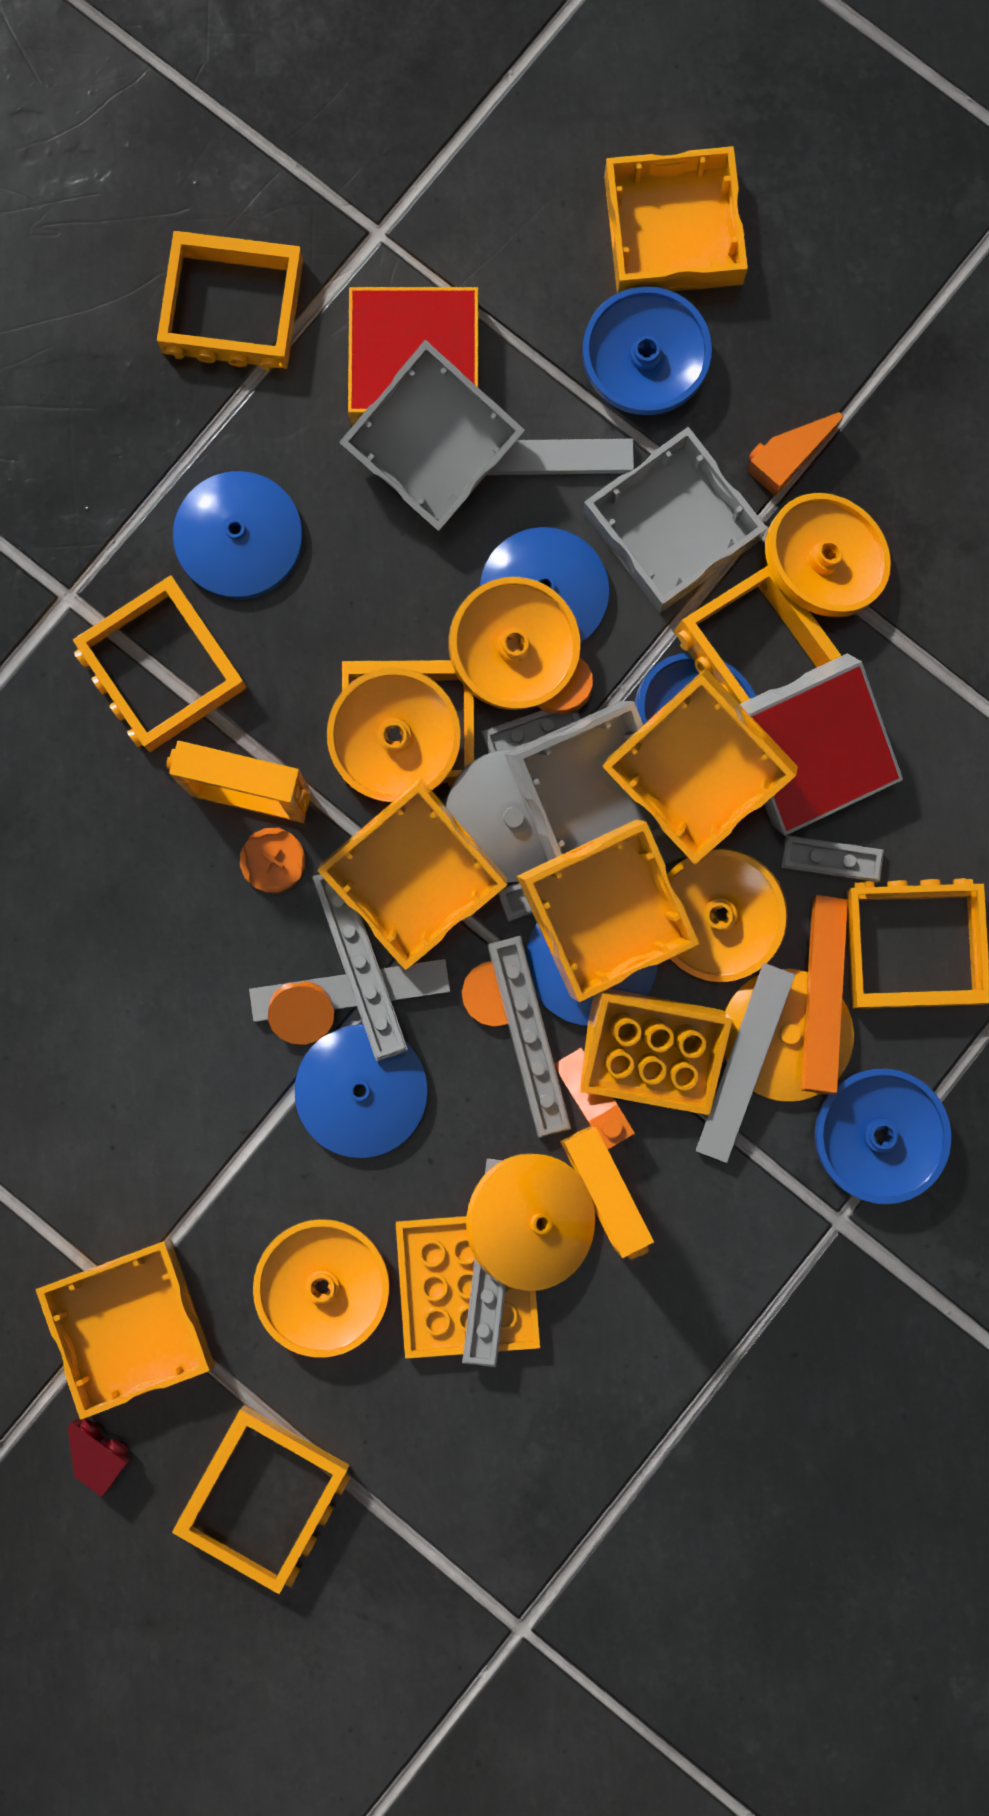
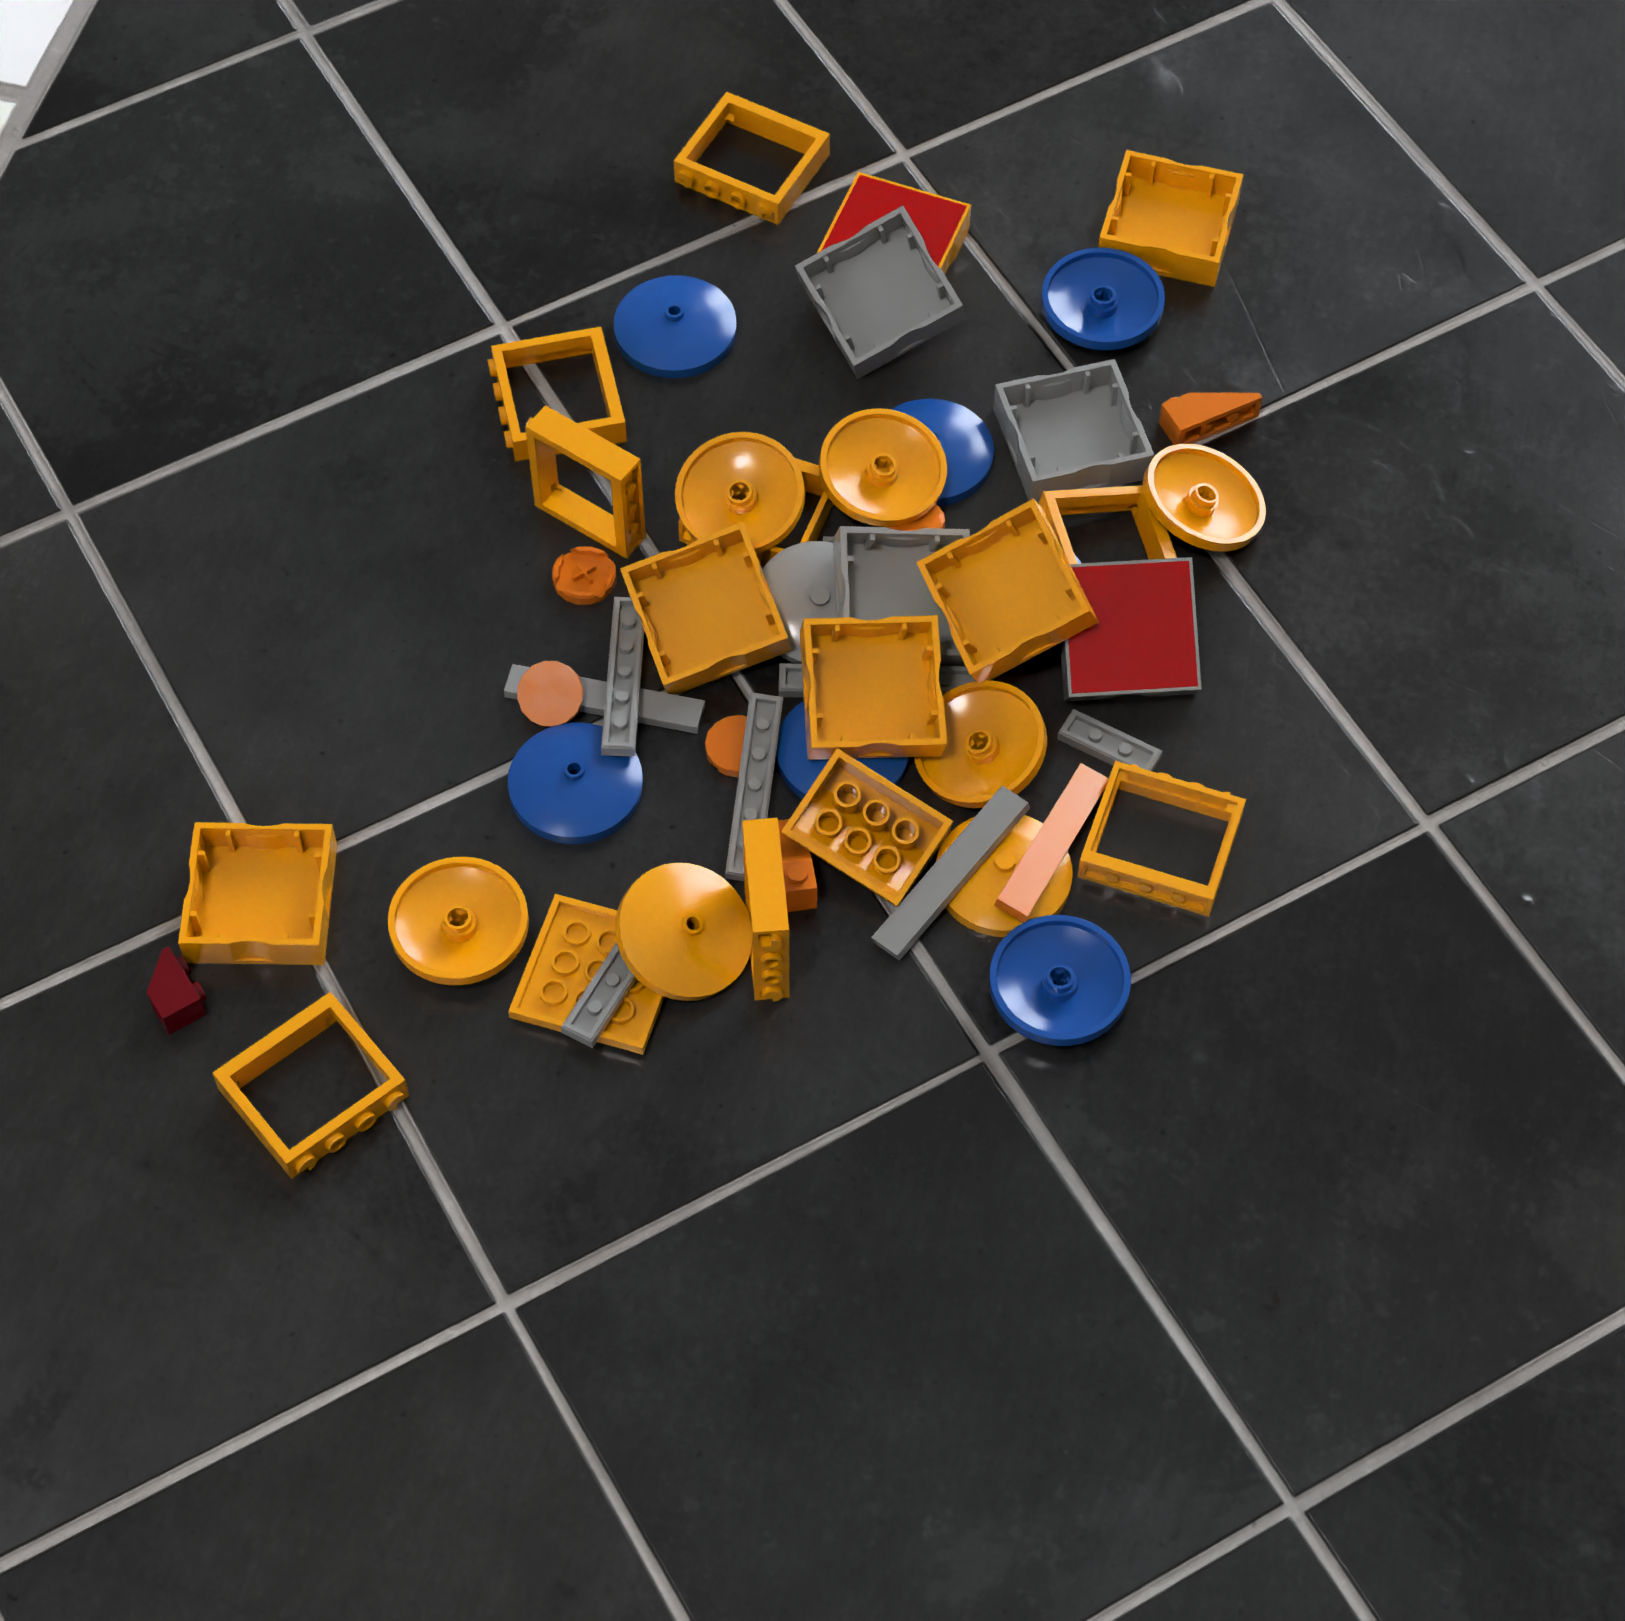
camera: 20 degrees right, 25 degrees down
(566, 457) = (987, 356): light grey tile -> none

